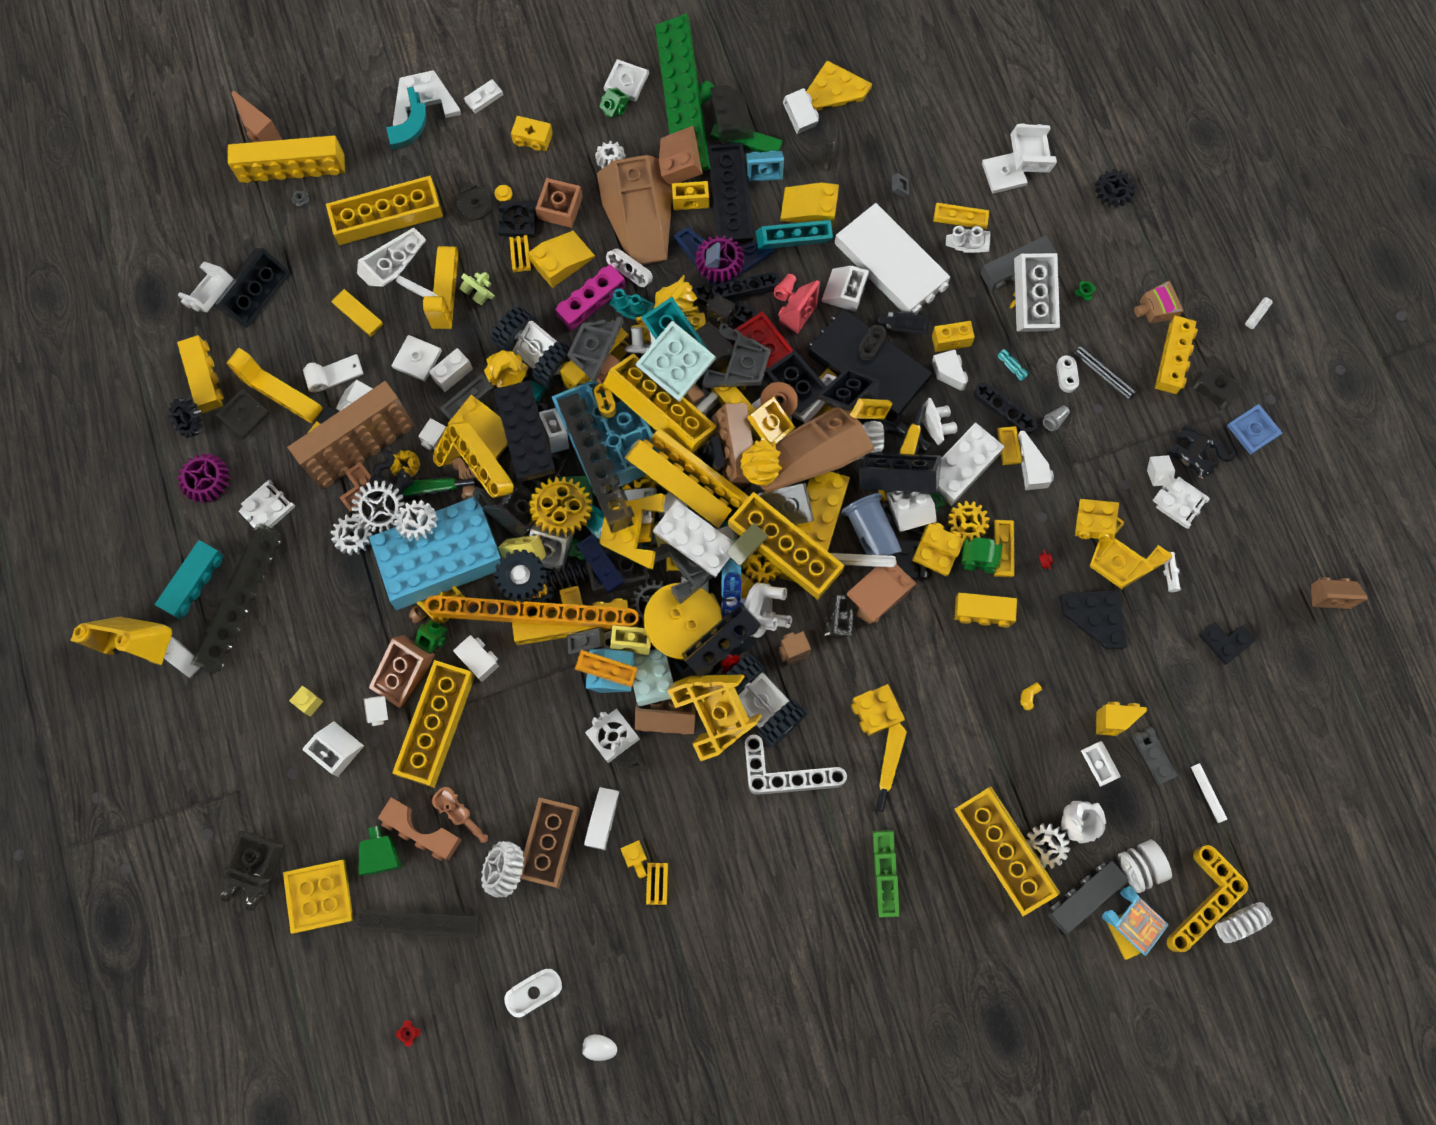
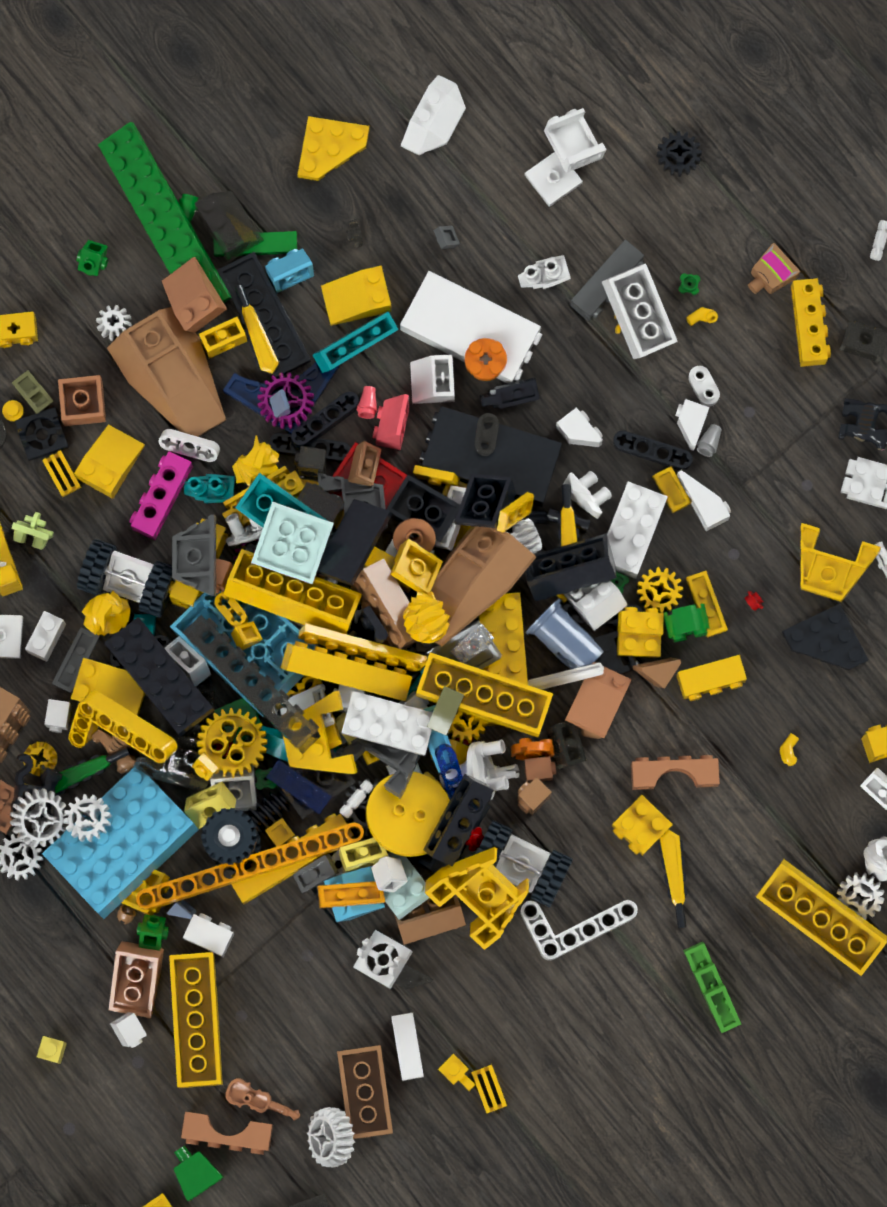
camera: 25 degrees left, 5 degrees up
(333, 748) = (102, 1086): white slope -> none
(463, 627) = (182, 909): none -> sand blue slope
(524, 184) = (32, 392): none -> olive slope
(528, 516) = (205, 767): none -> yellow plate
(608, 424) = (246, 635): none -> yellow slope
(627, 78) = (93, 223): white plate -> none
(643, 592) = (356, 799): none -> white axle
(644, 664) = (389, 874): none -> white brick
(718, 211) = (260, 343): none -> yellow sword
(726, 381) = (353, 542): none -> black tile
(763, 329) = (364, 464): none -> medium nougat slope
(792, 499) = (472, 644): none -> clear leg
(801, 111) = (304, 190): white brick -> none
(807, 609) = (527, 749): none -> orange plate
(810, 627) = (540, 768): none -> nougat brick
(817, 361) = (435, 476): none -> yellow plate
(898, 275) = (477, 350): none -> orange plate
(925, 94) = (434, 117): none -> white wedge
(941, 587) = (659, 671): none -> medium nougat slope
(947, 684) = (702, 771): none -> nougat arch
(953, 336) = (568, 391): yellow brick -> none
(961, 215) = (525, 246): yellow tile -> none
(1012, 364) = (643, 398): teal axle -> none
(1047, 396) = (691, 421): none -> white slope
(1088, 318) = (702, 314): none -> yellow arm
(1097, 519) = (791, 537): yellow plate -> none
(1105, 372) = (742, 369): axle -> none
(1161, 470) = (837, 458): white brick -> none

